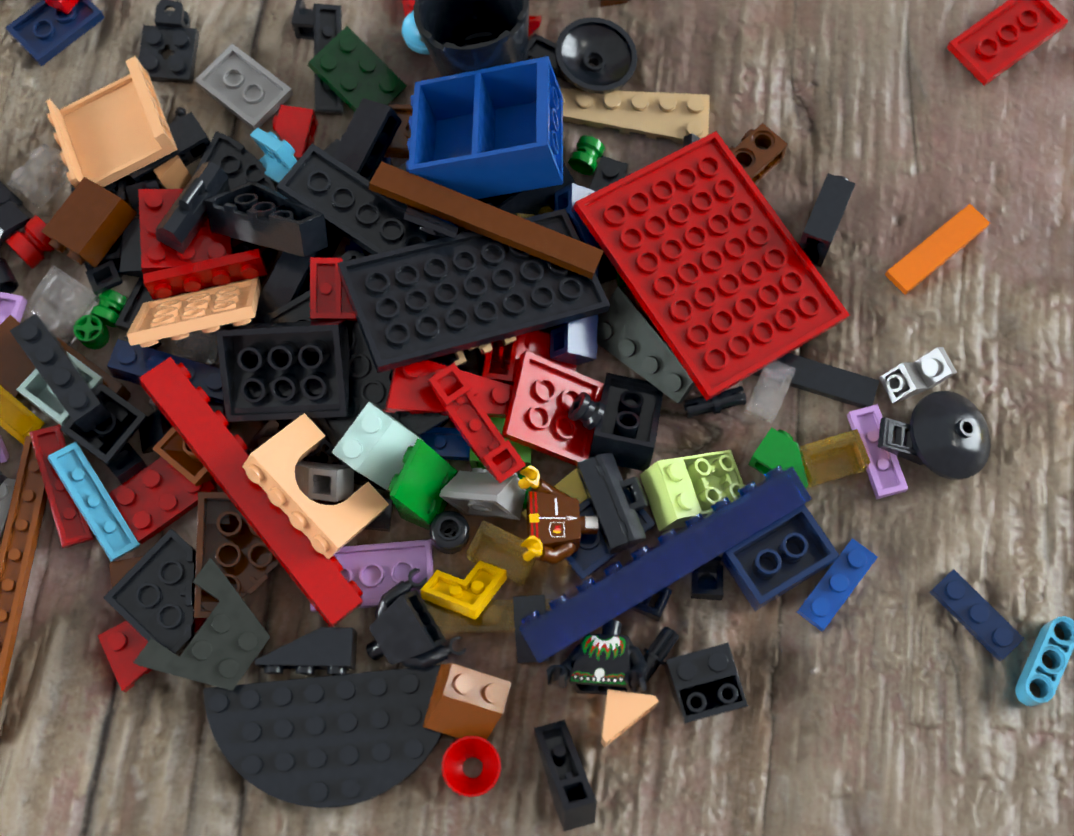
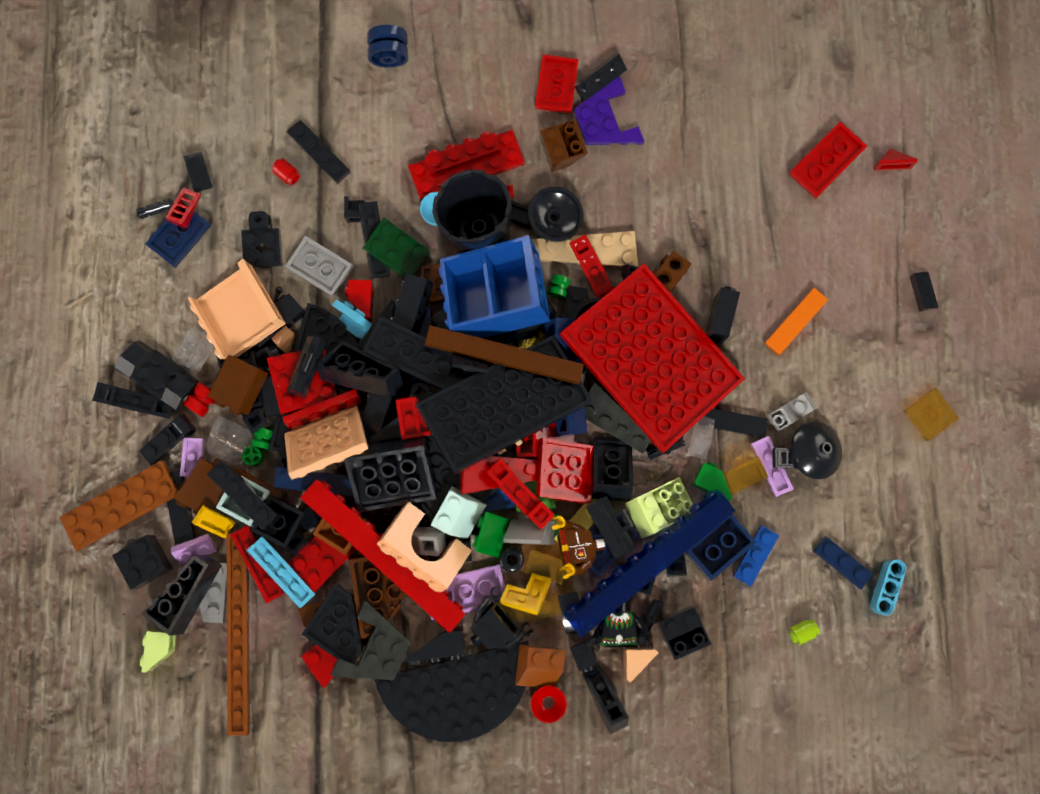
camera: 10 degrees left, 10 degrees up
(539, 700) = (583, 657): none -> black brick
(586, 411) = (586, 470): black wheel -> none
(636, 125) = (591, 266): none -> red slope
(902, 713) = (804, 631): none -> lime brick

